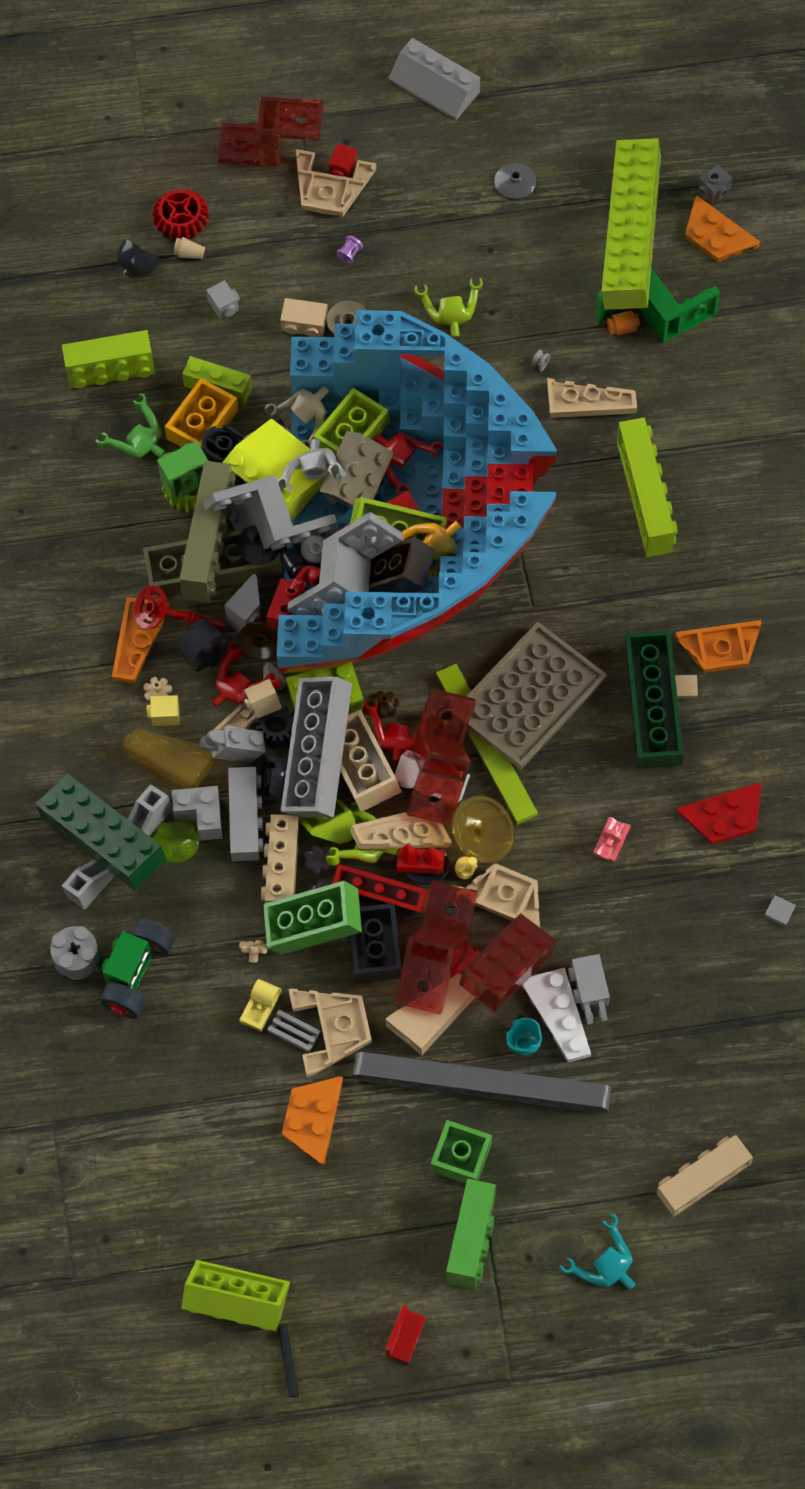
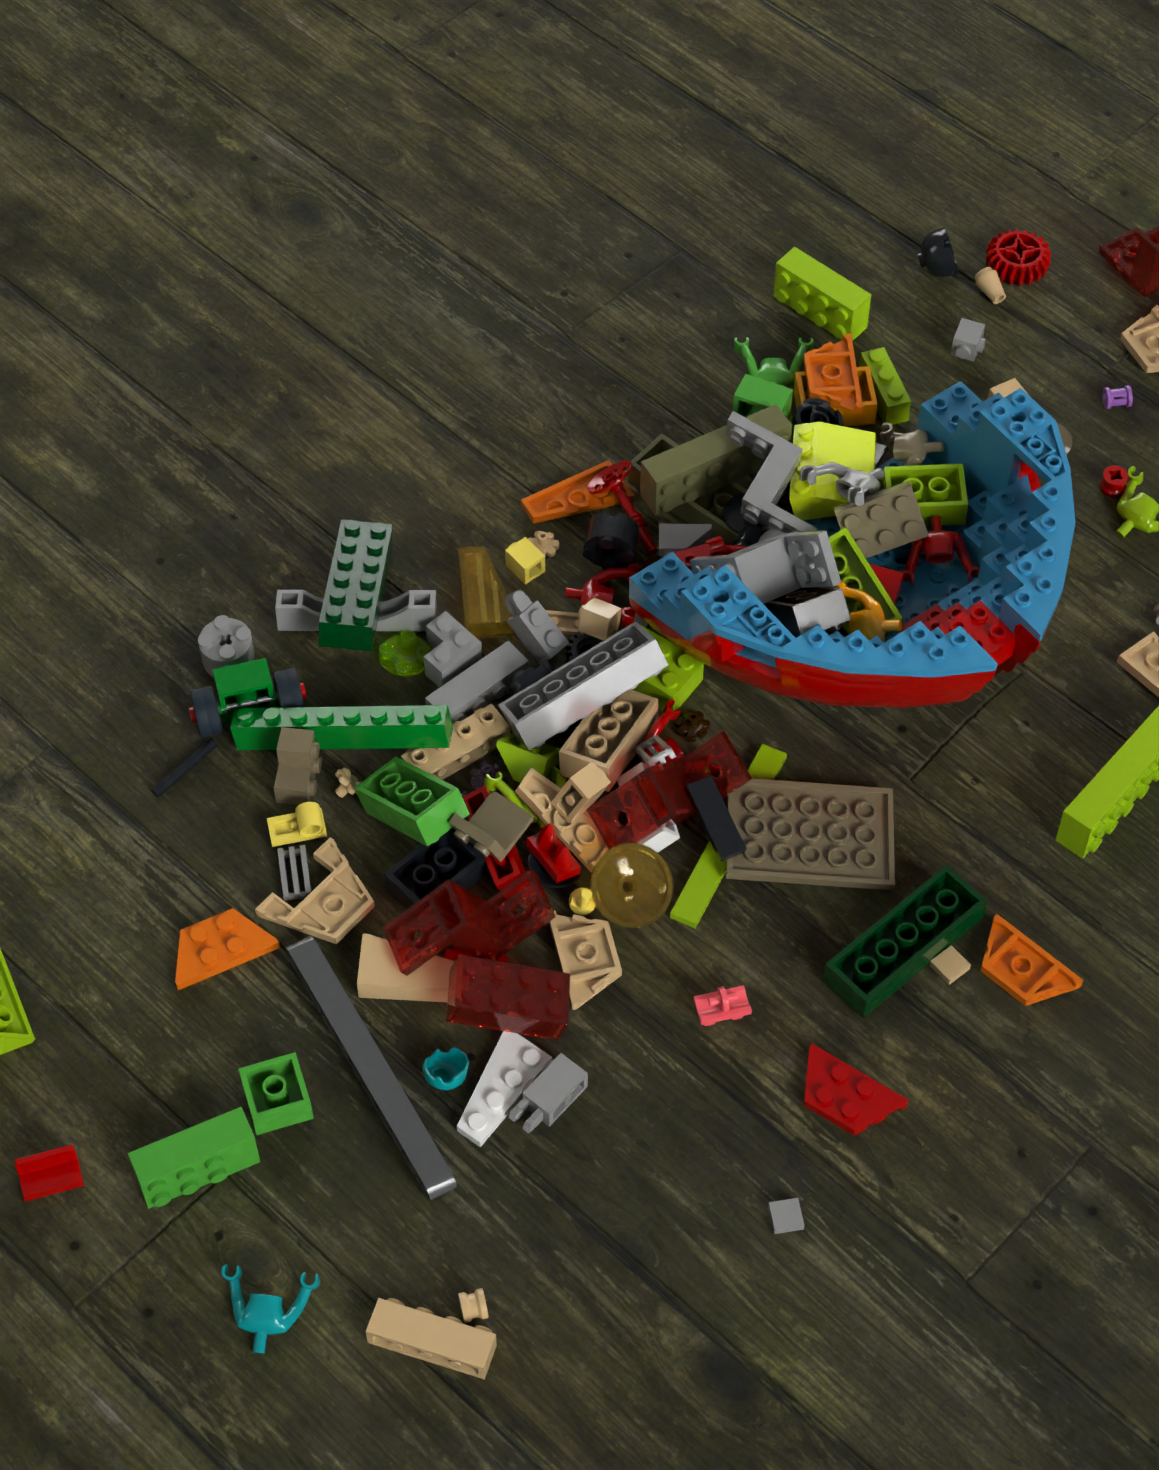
camera: 50 degrees right, 10 degrees down
(148, 1046) = (184, 768): none -> black piece
(193, 405) = (834, 375): none -> orange wing
(212, 970) = (297, 766): none -> dark tan brick
(213, 922) = (346, 726): none -> green brick
(379, 880) = (493, 826): none -> dark tan bracket
(400, 808) = (580, 792): none -> tan brick
(402, 750) = (656, 756): none -> light grey tile
(409, 308) = (1114, 488): none -> red wheel
(481, 742) = (715, 818): none -> black tile
(701, 1135) = (473, 1305): none -> tan wheel

